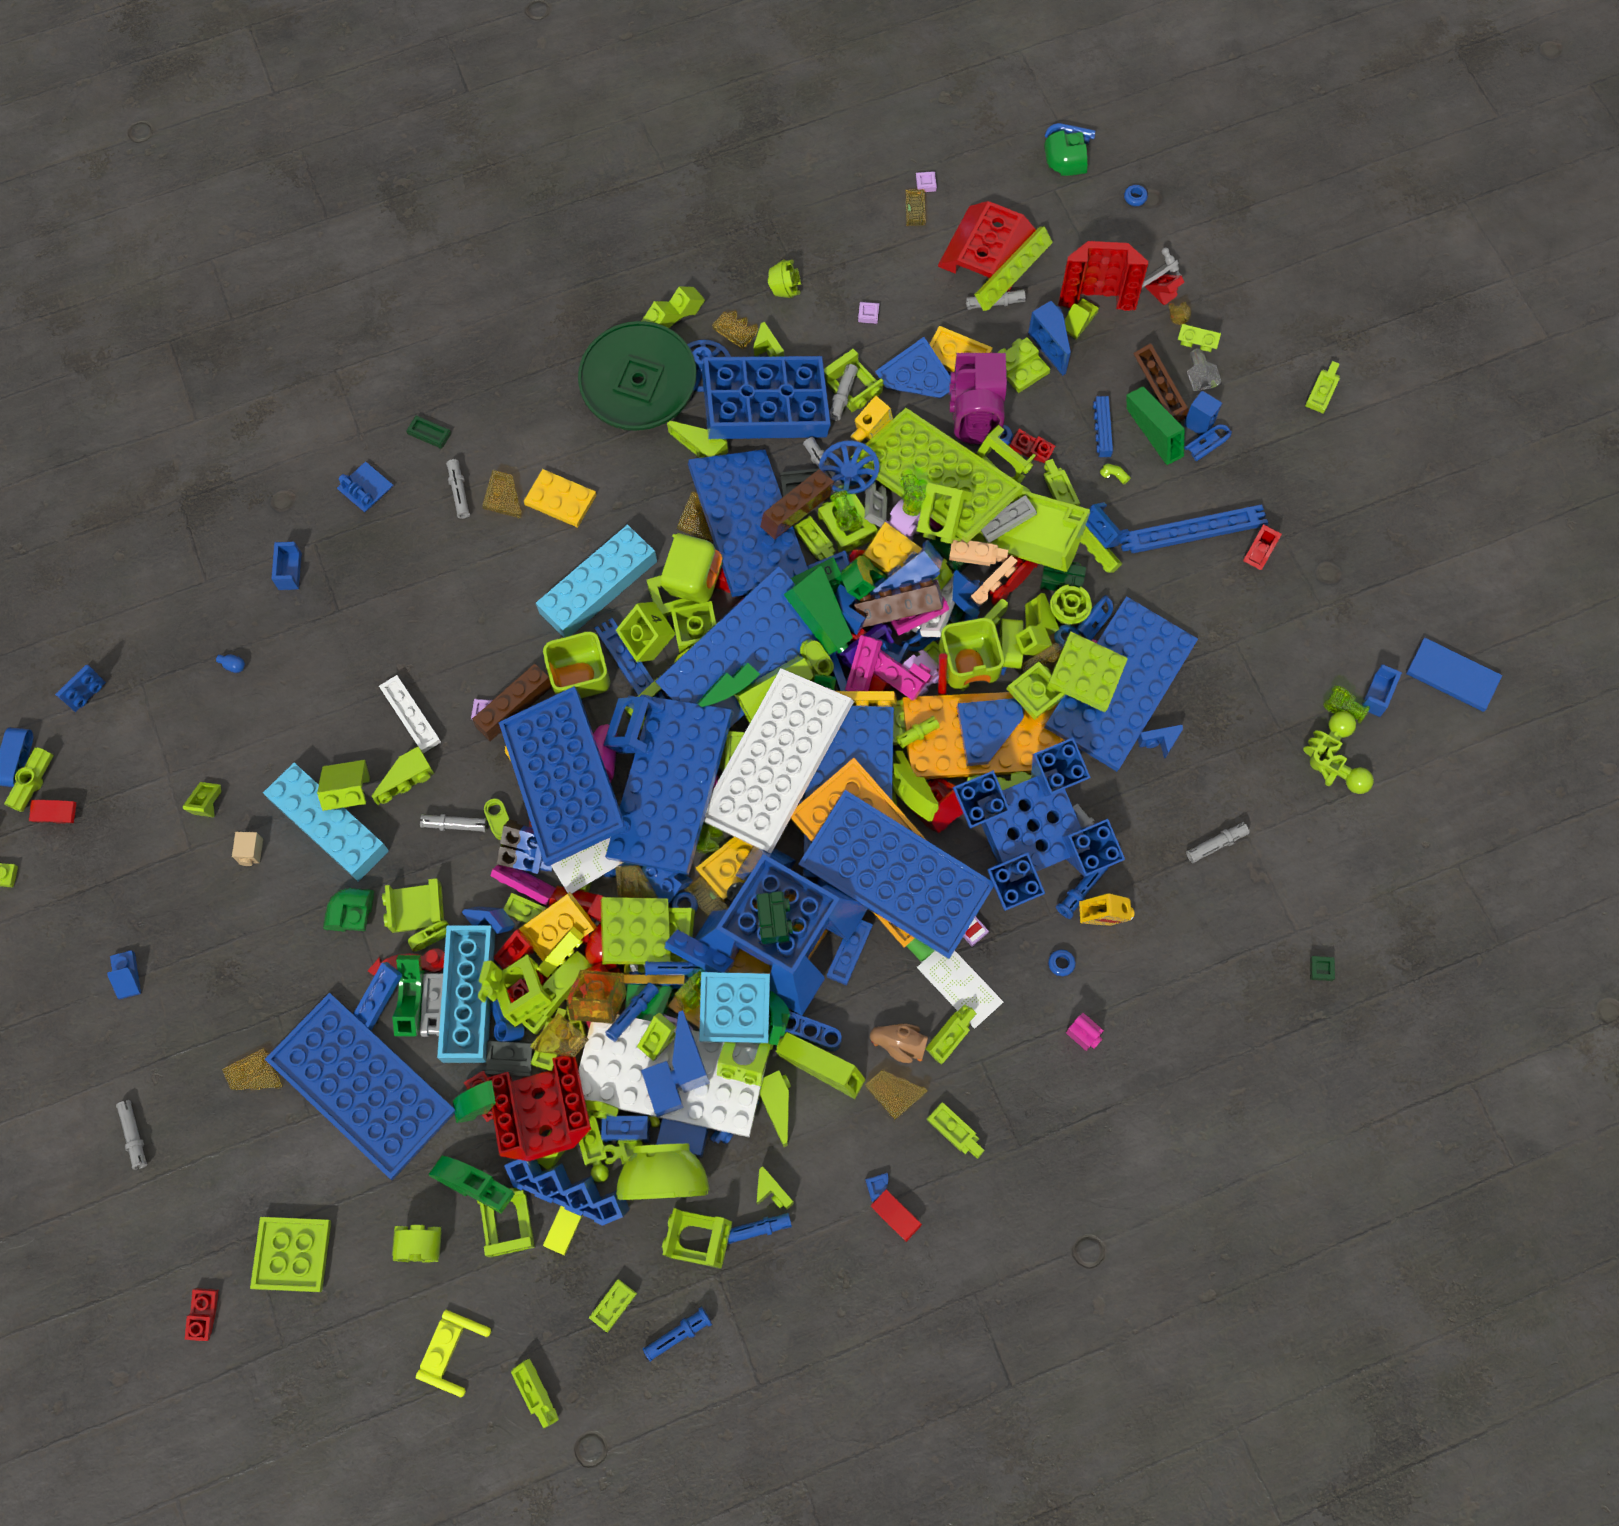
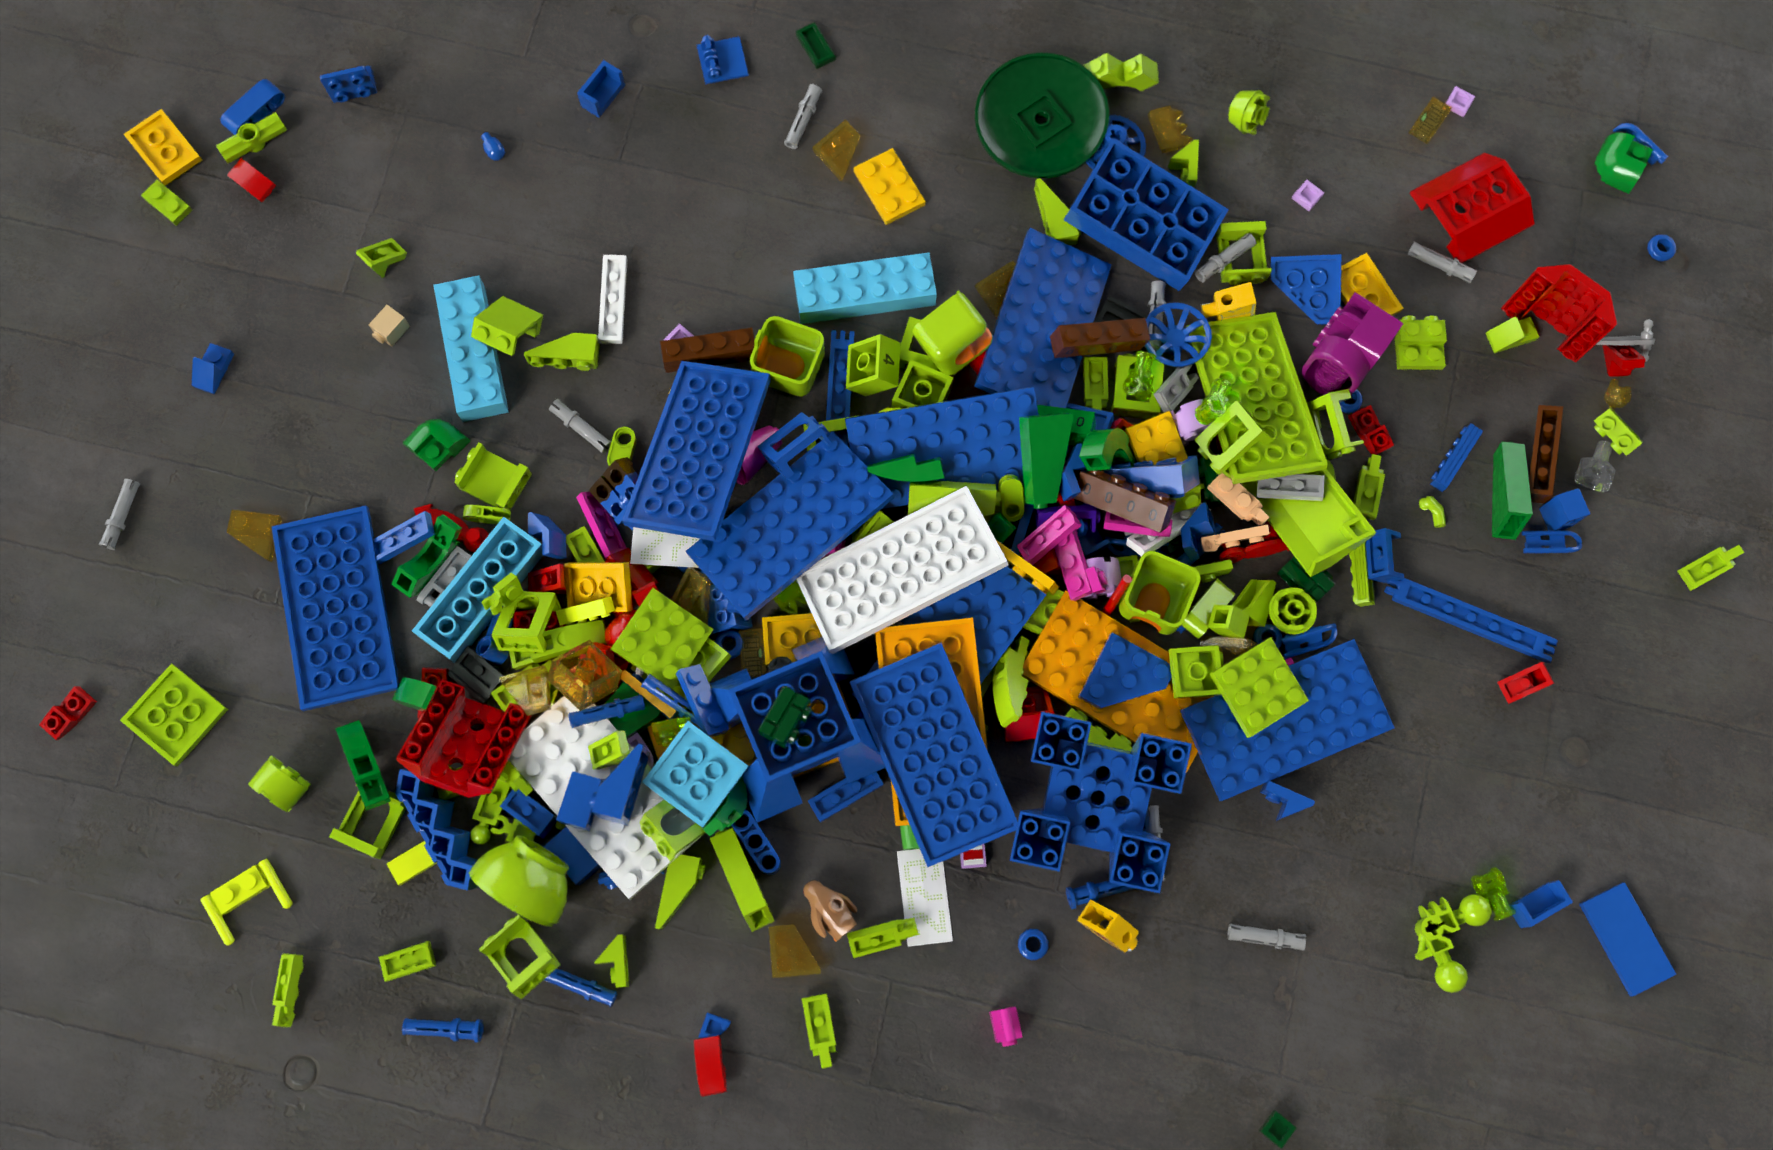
camera: 30 degrees right, 5 degrees up
(917, 732) = (1053, 633): lime pin -> none
(1013, 268) = (1481, 243): lime plate -> none
(1050, 334) = (1469, 331): blue slope -> none

